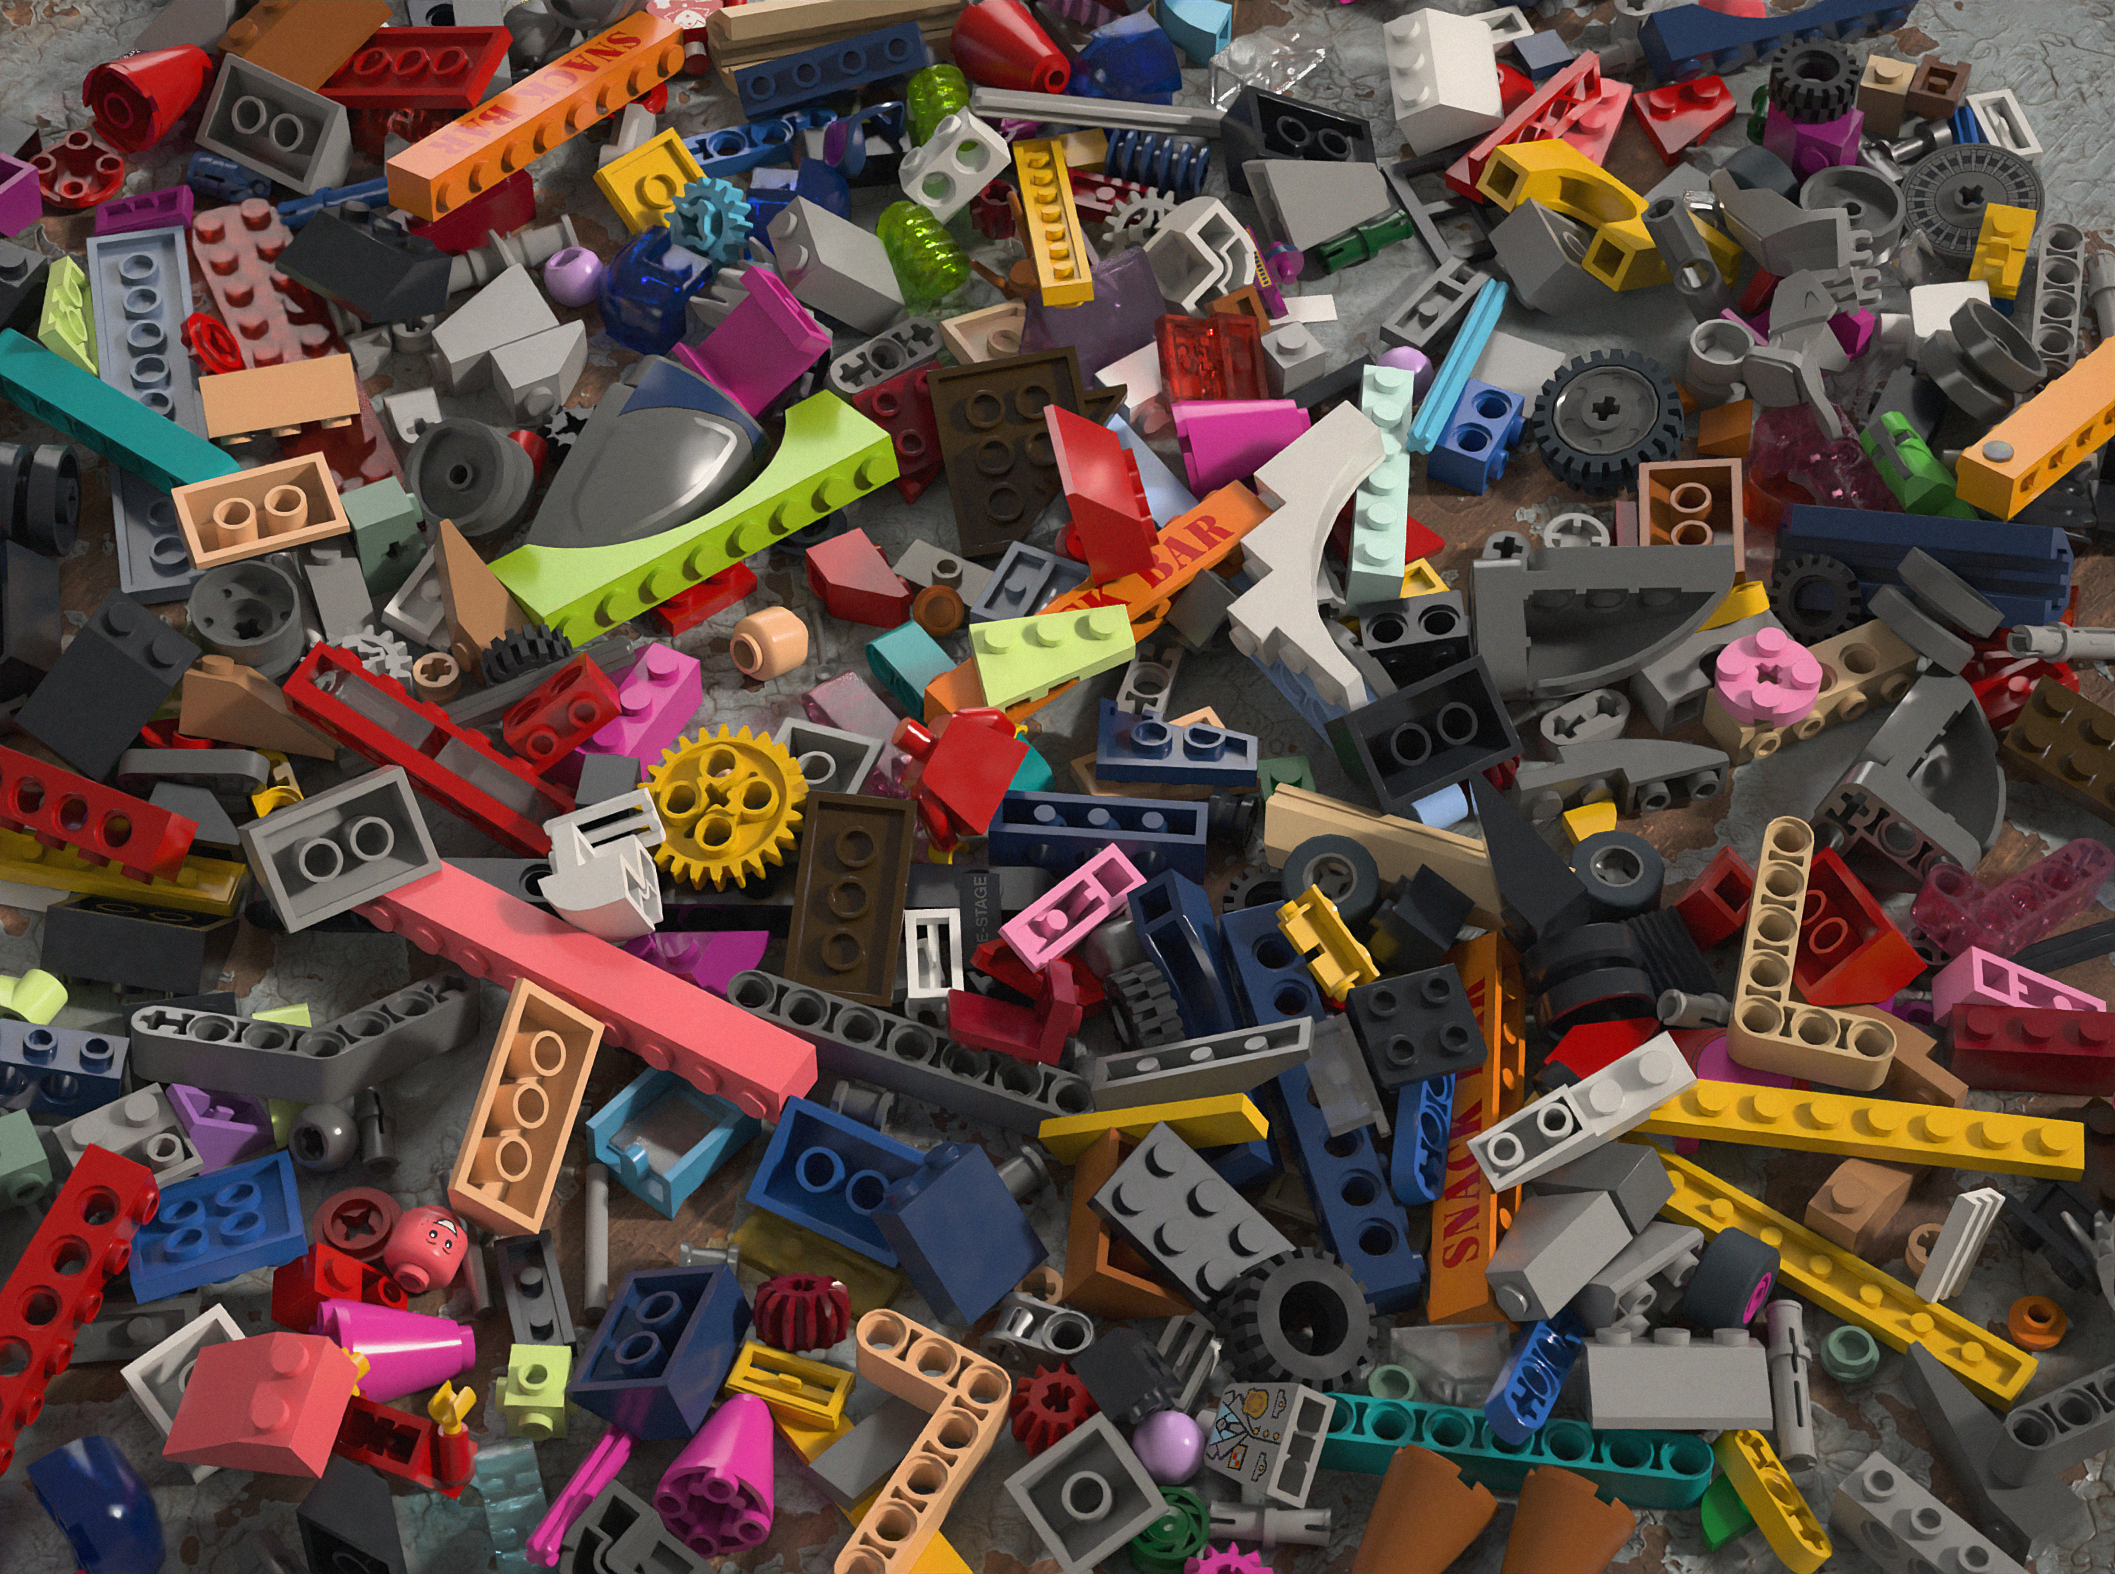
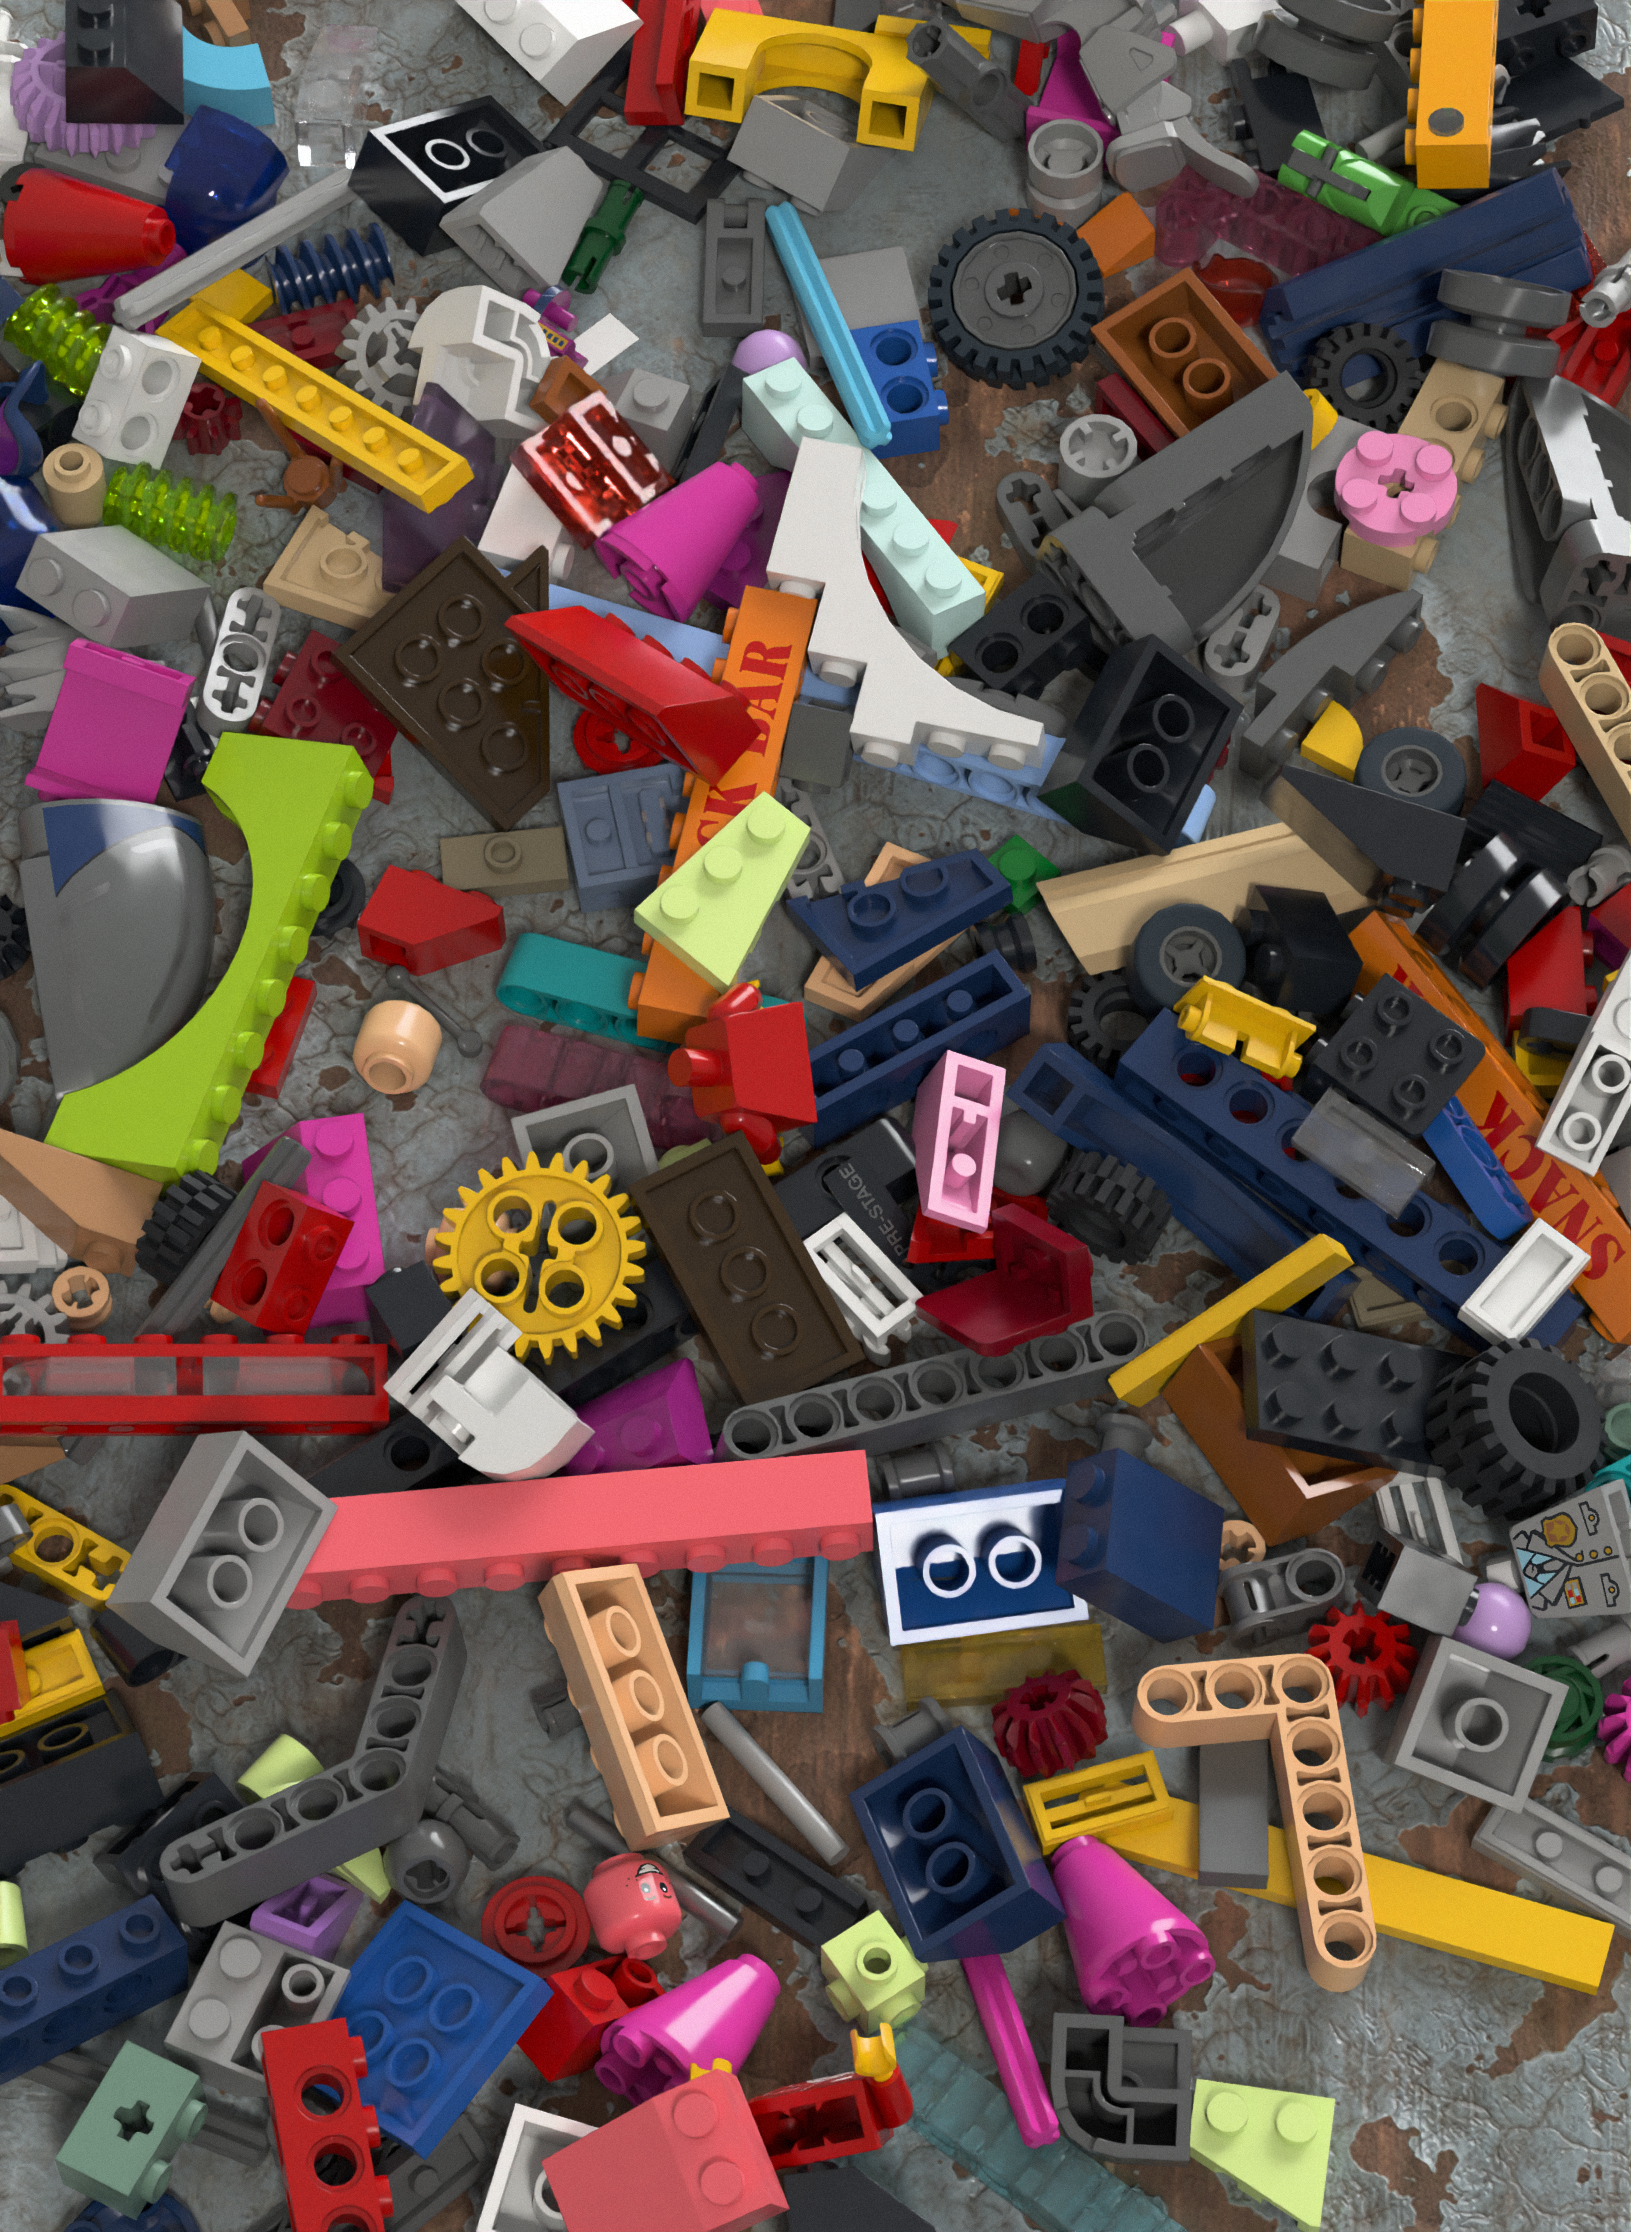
camera: 35 degrees left, 10 degrees up
(871, 194) = (75, 485): none -> tan brick
(938, 610) = (530, 903): orange plate -> none
(1201, 1066) = (1230, 1231): dark grey slope -> none
(1386, 1235) = (1524, 1285): none -> white tile

